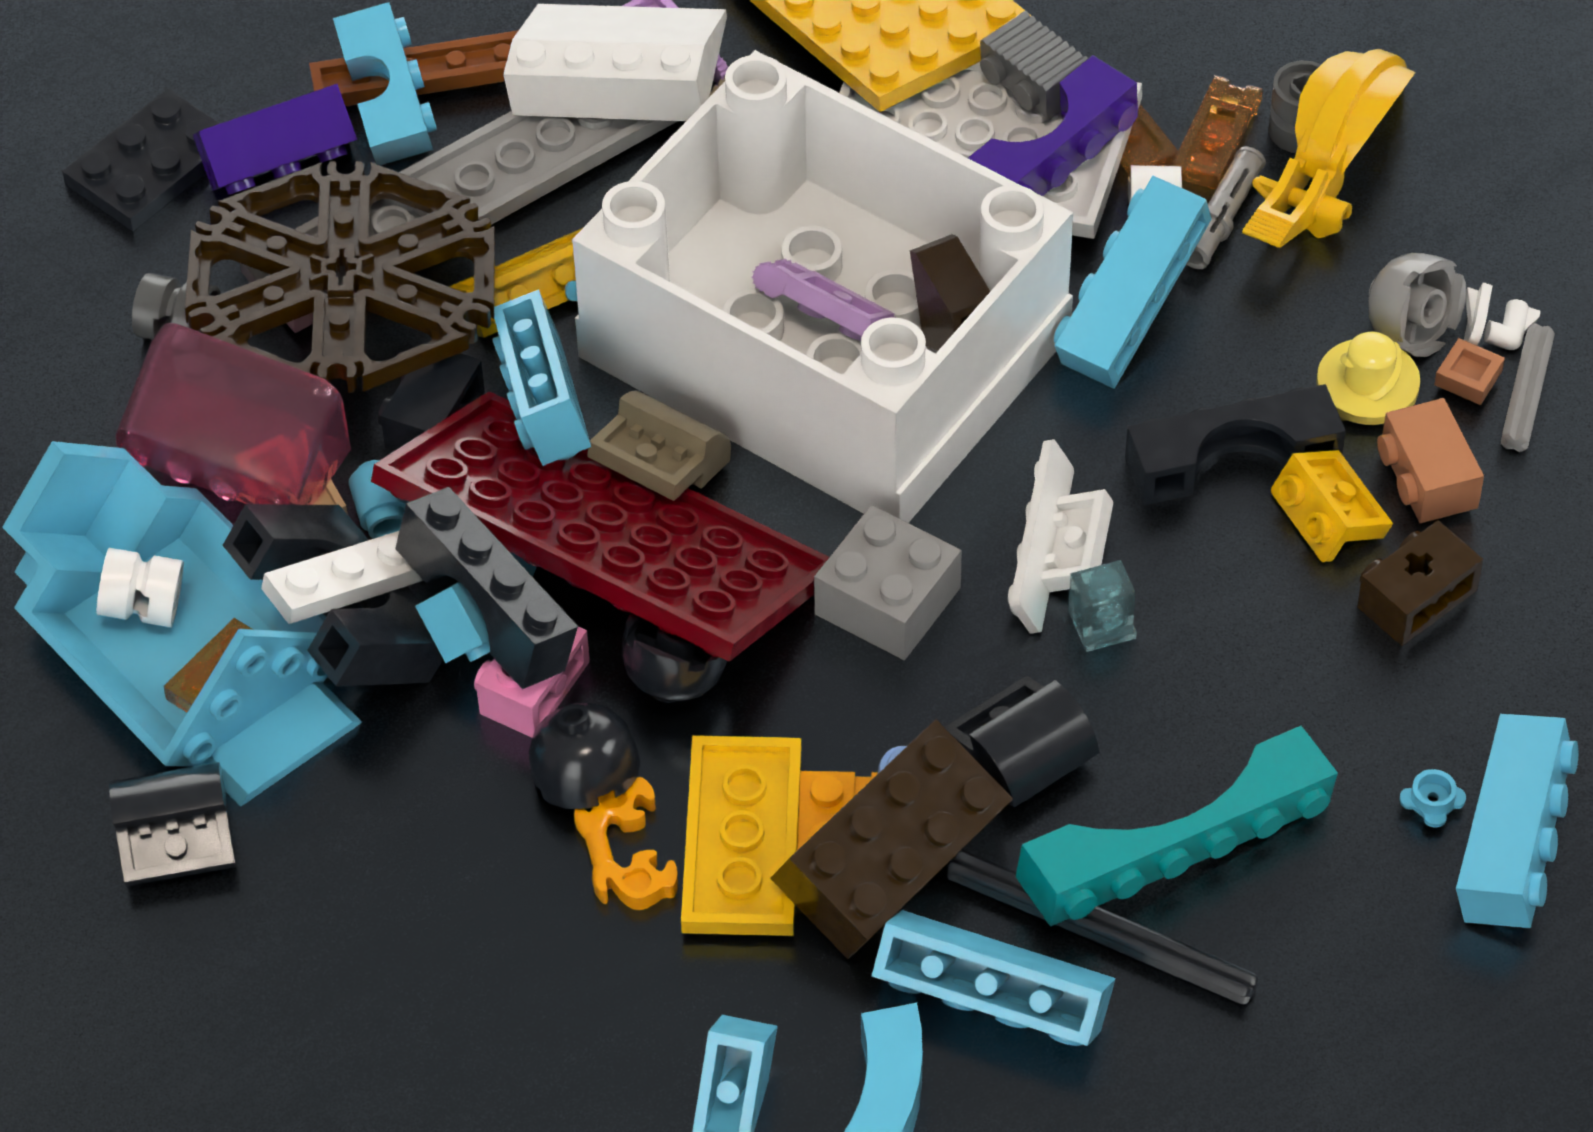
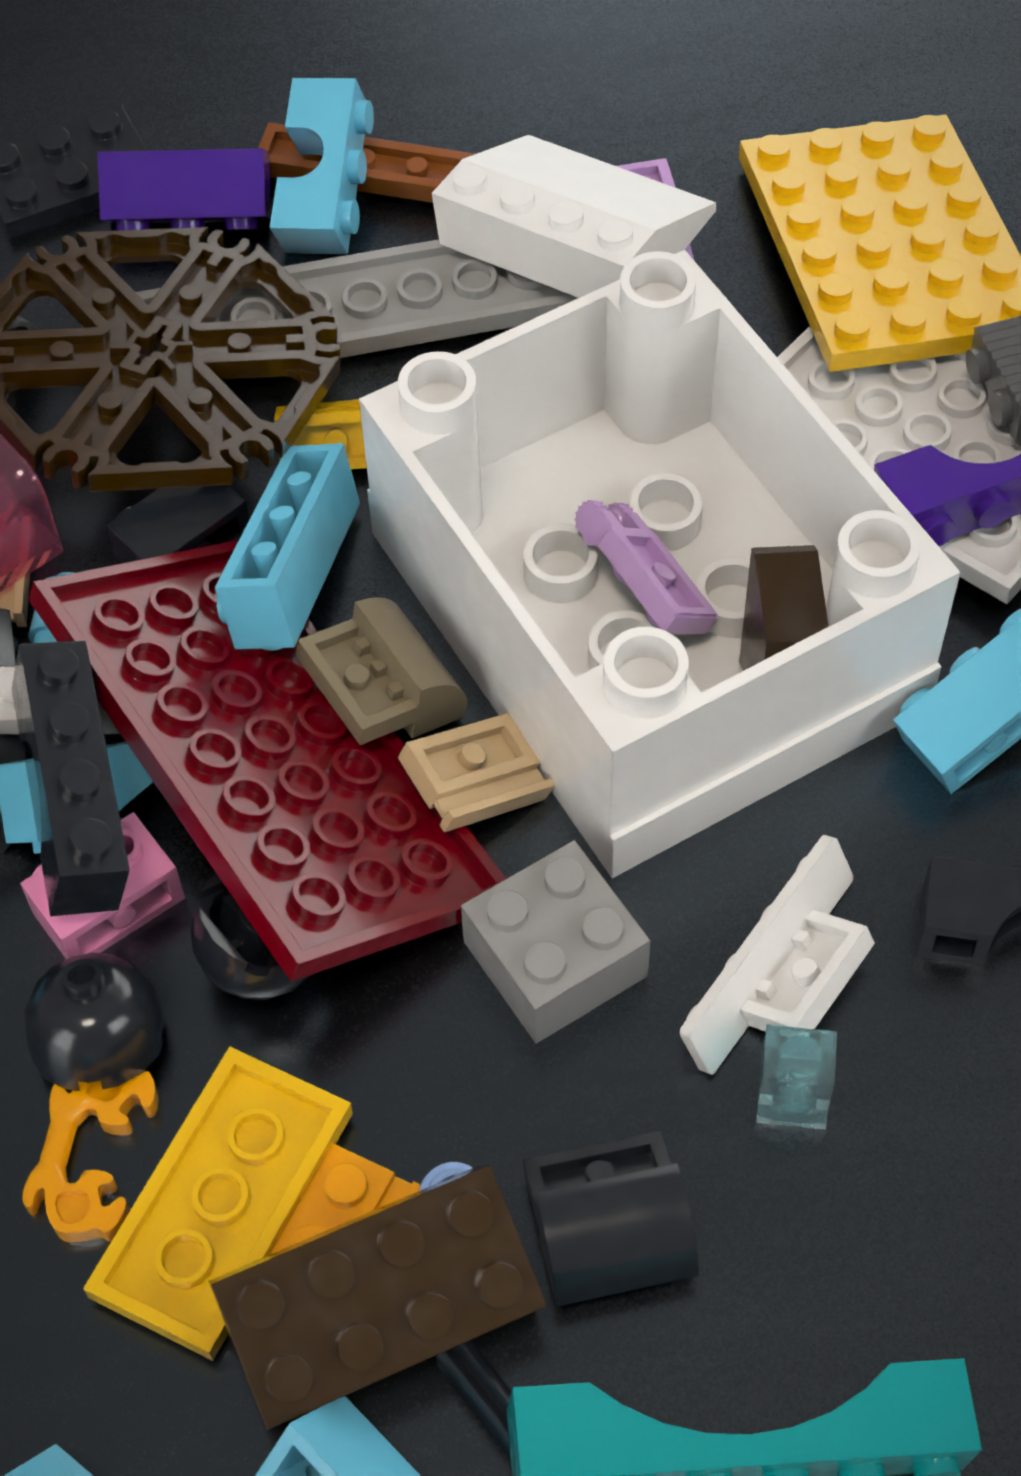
camera: 25 degrees right, 5 degrees up
(766, 490) = (475, 771): none -> tan plate

